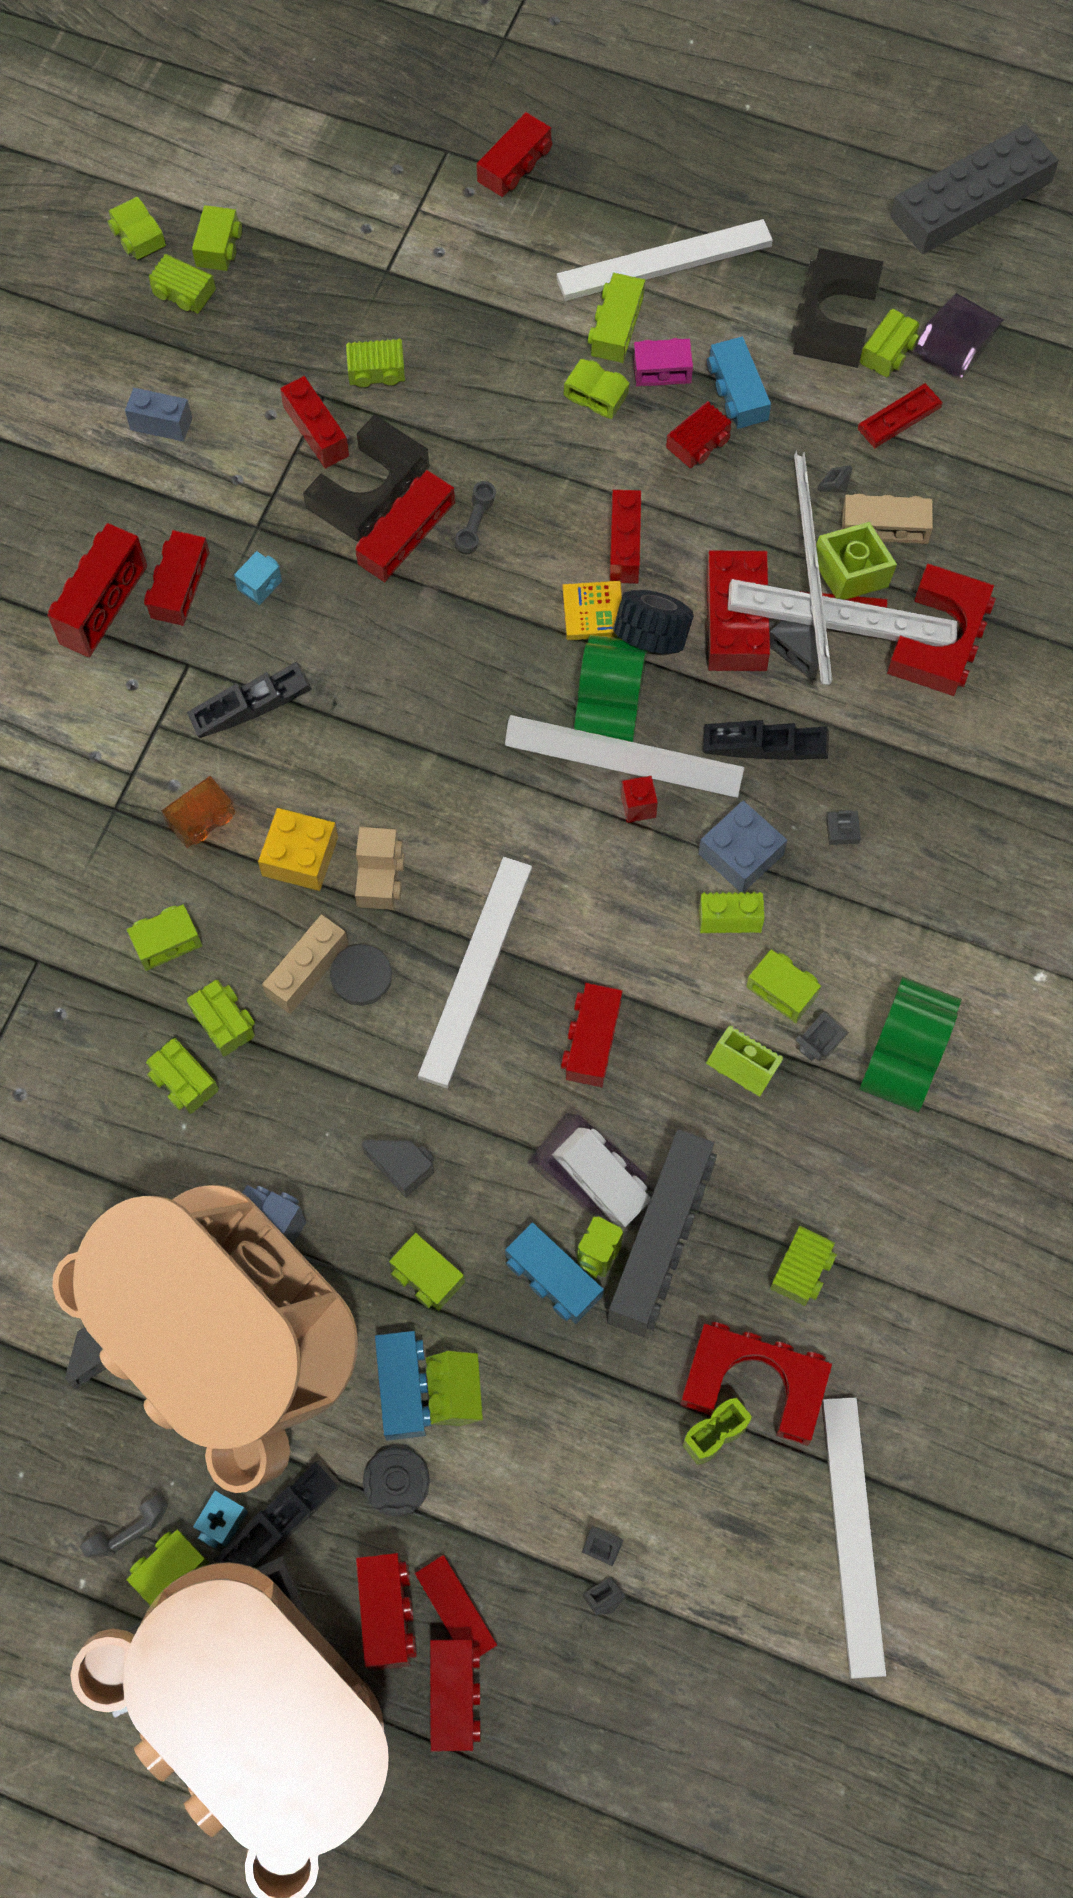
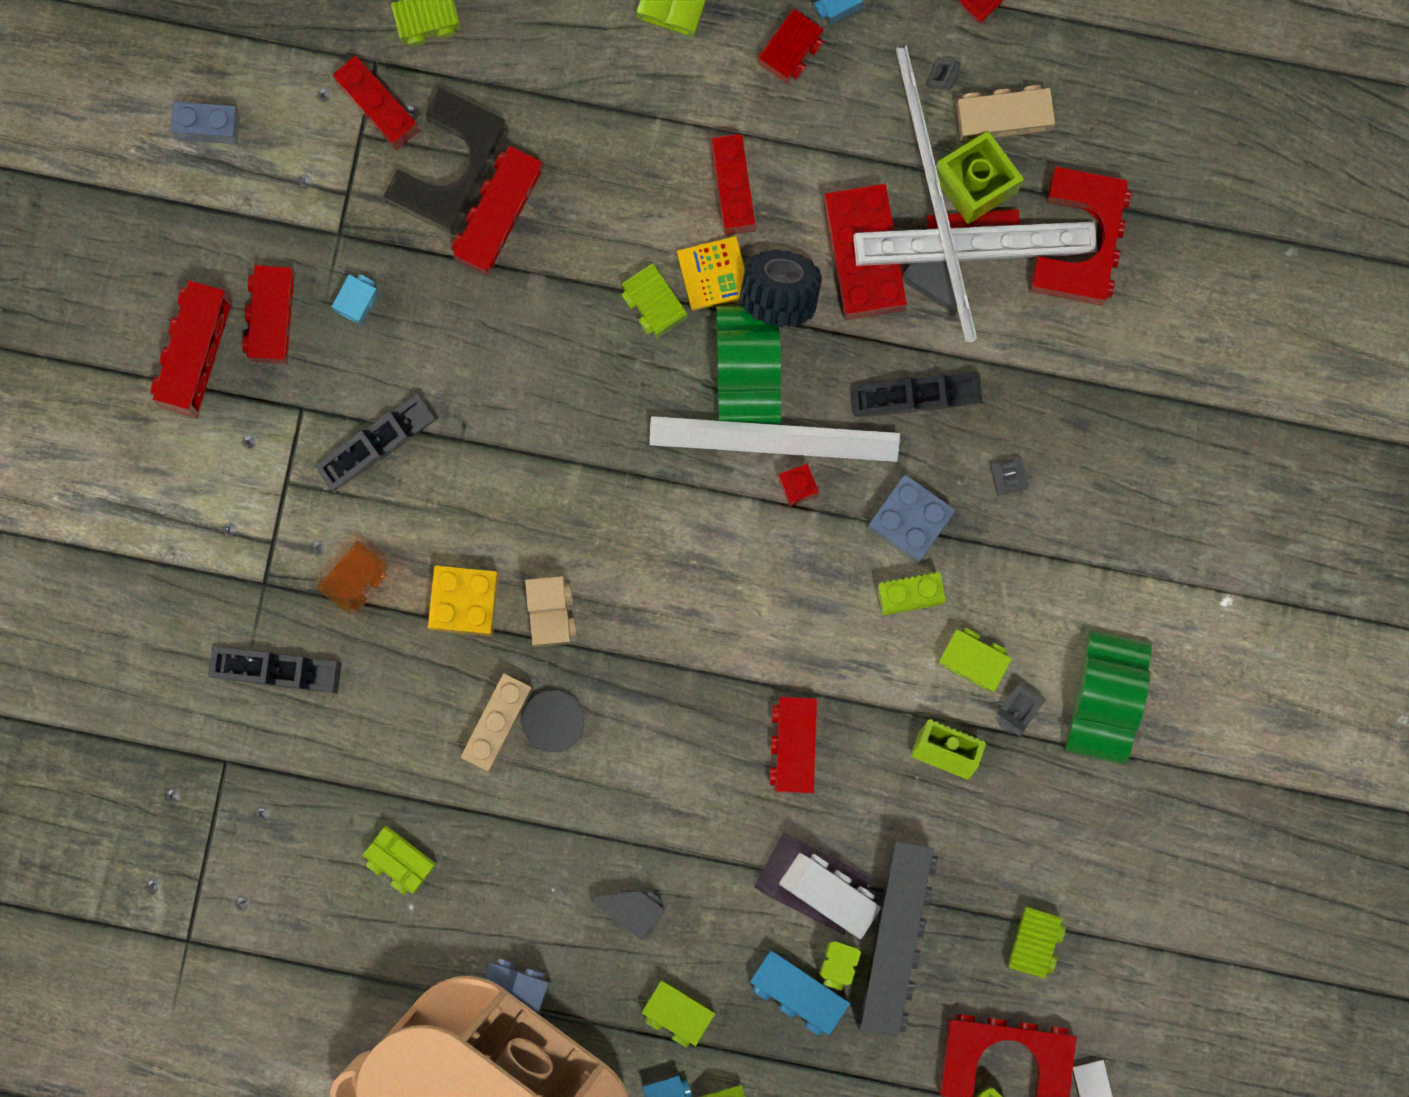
camera: 10 degrees left, 15 degrees up
(105, 883) = (275, 669): none -> black slope
(164, 937) = (348, 718): lime brick -> none
(221, 1017) = (424, 792): lime brick -> none
(475, 973) = (666, 696): white tile -> none
(482, 500) = (572, 161): dark grey bar -> none
(533, 622) = (653, 301): none -> lime brick

